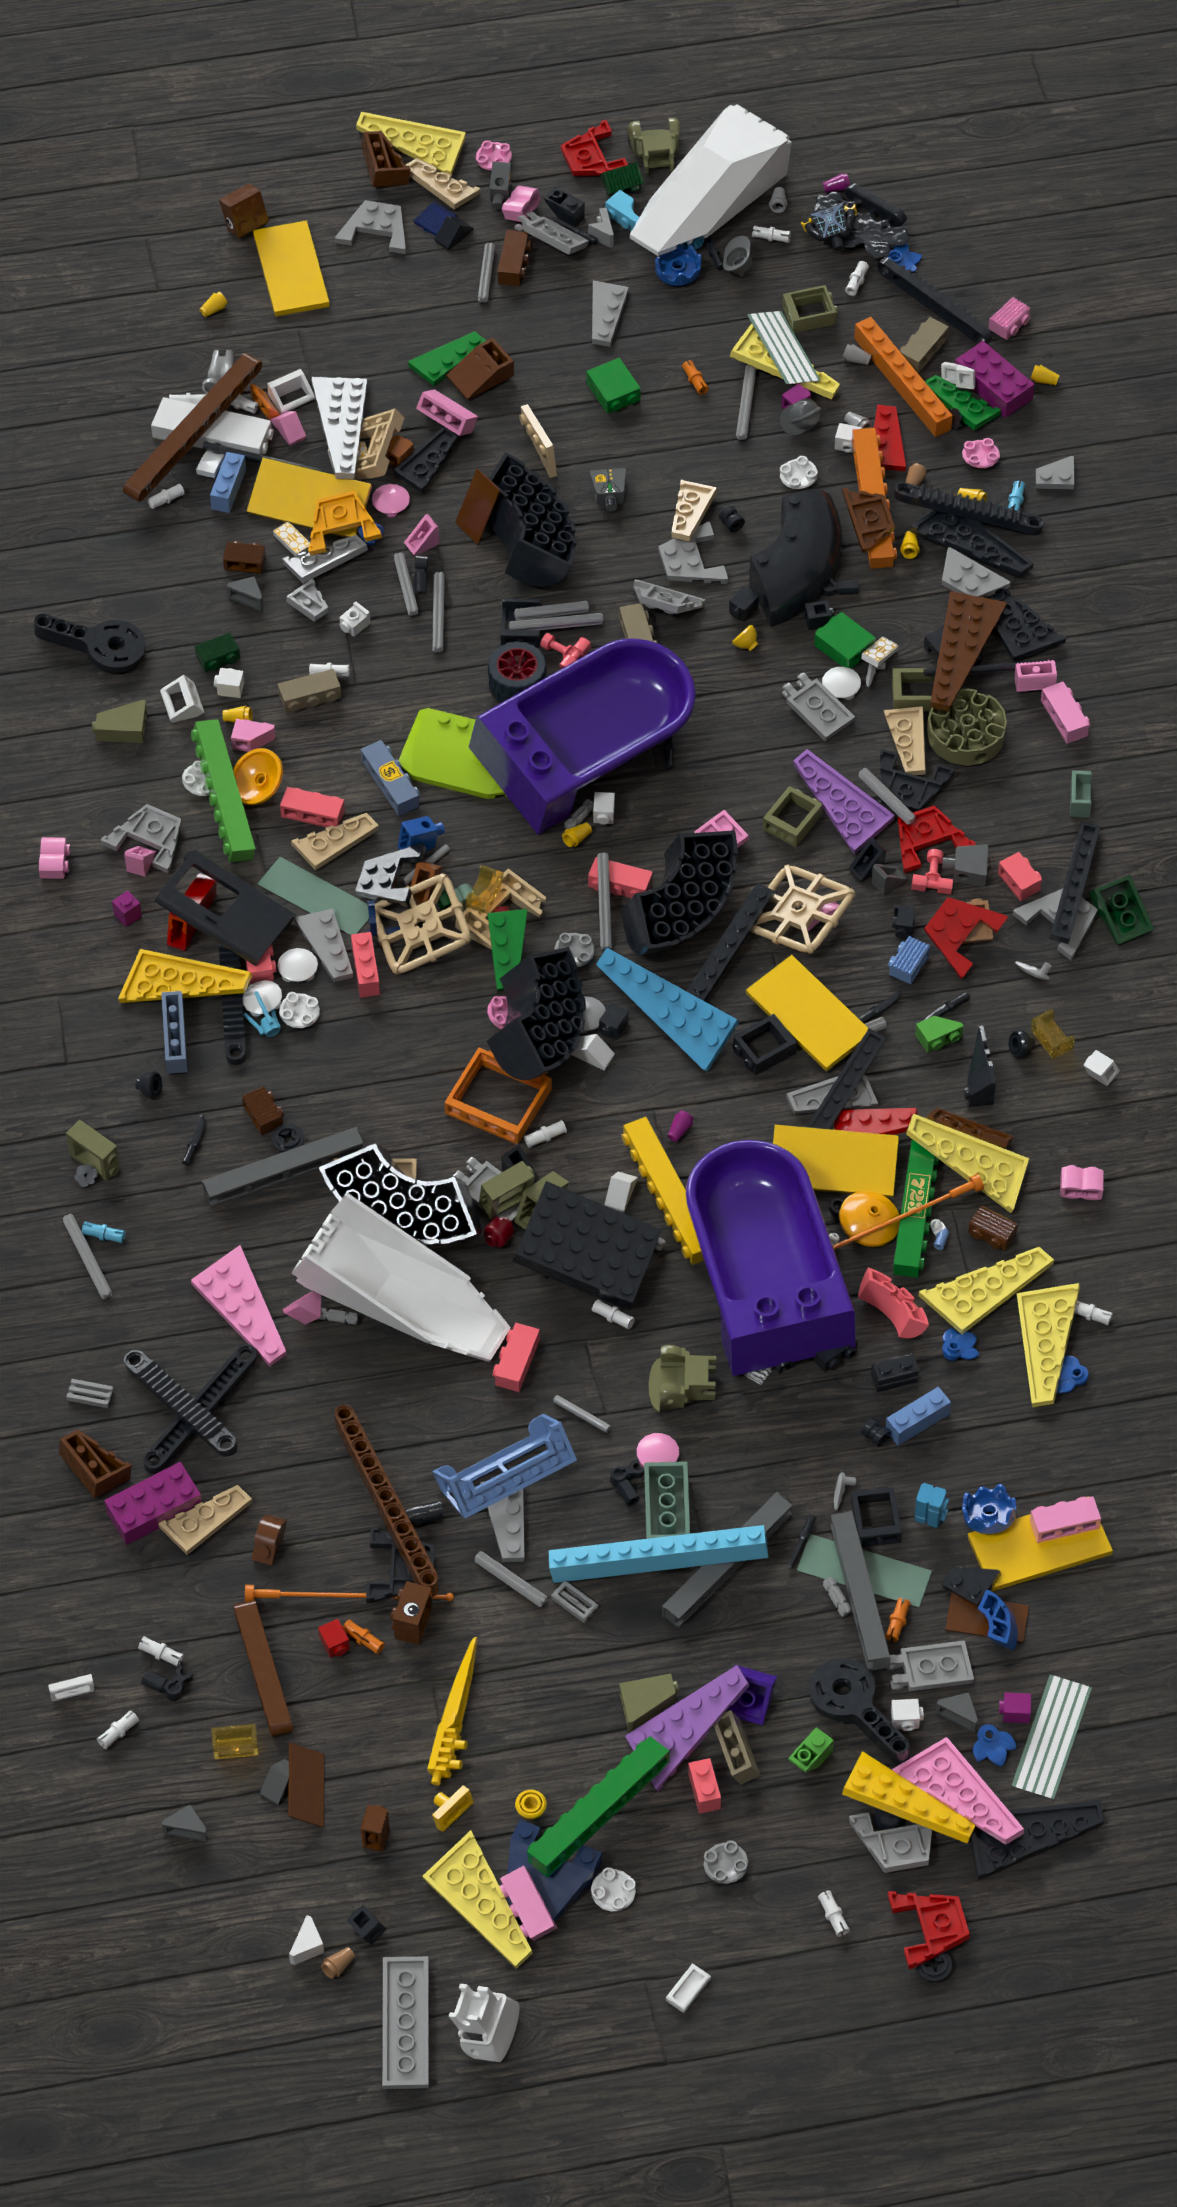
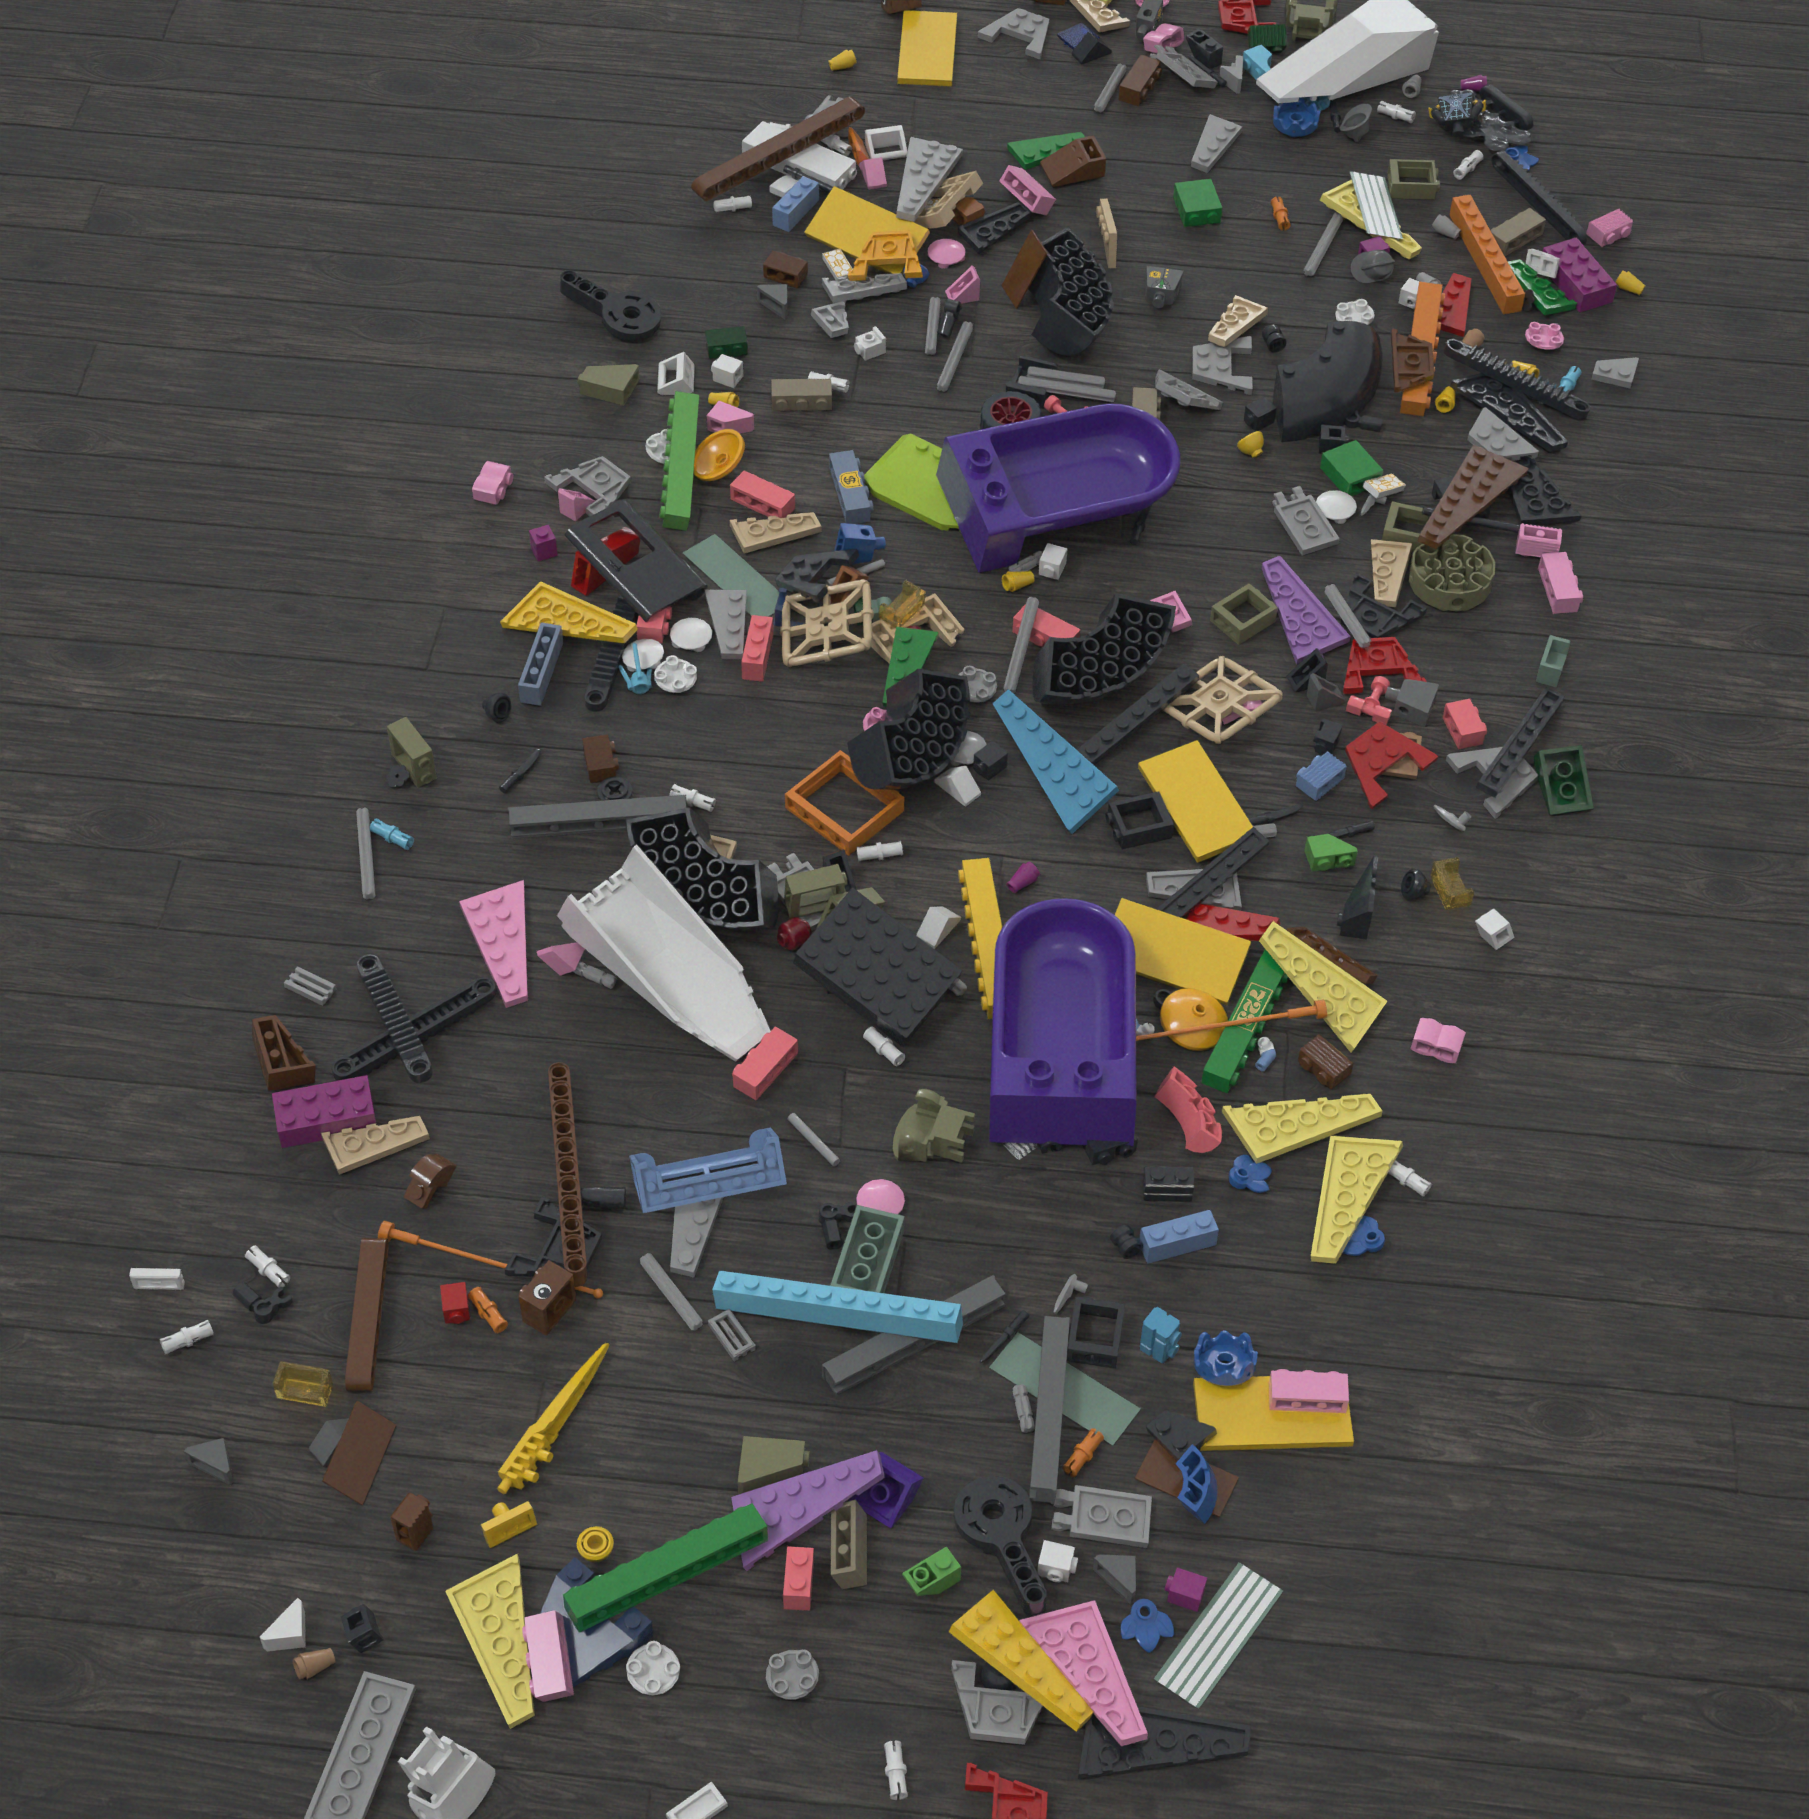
camera: 15 degrees right, 5 degrees down
(363, 1126) = (694, 798): none -> white pin

